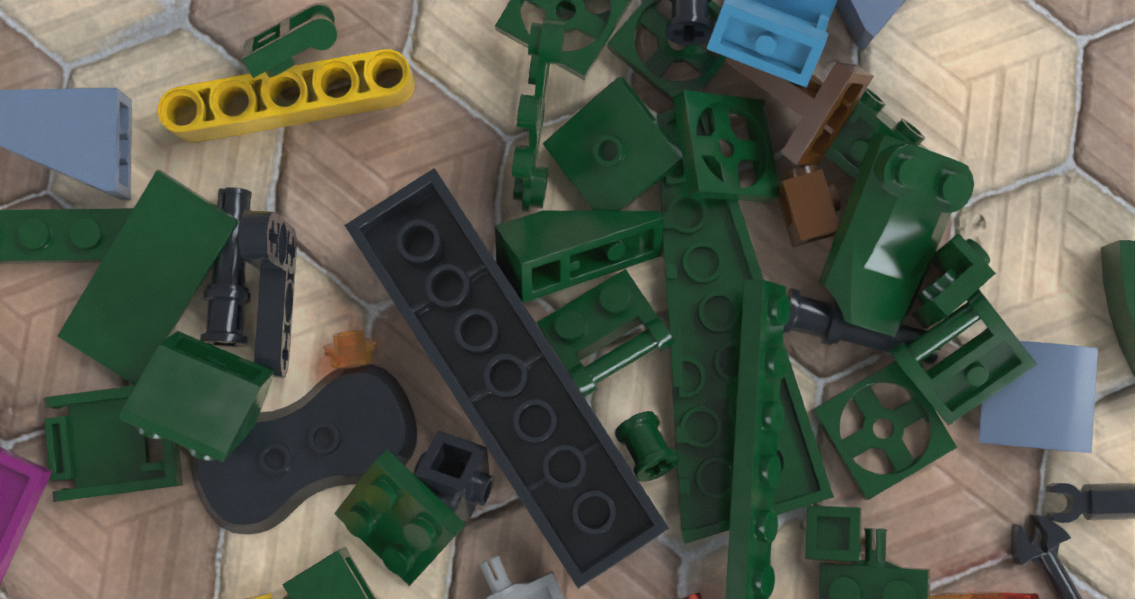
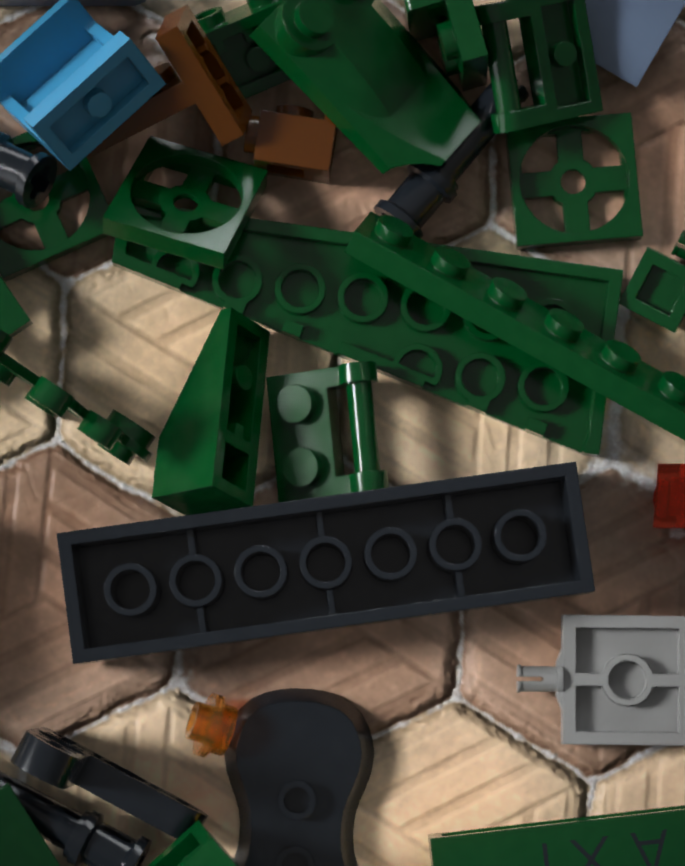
camera: 65 degrees left, 0 degrees up
(398, 518) = (426, 755): dark green plate -> none
(456, 473) = (408, 674): black brick -> none
(613, 149) = (127, 327): dark green plate -> none
(646, 446) = (473, 446): dark green bush -> none

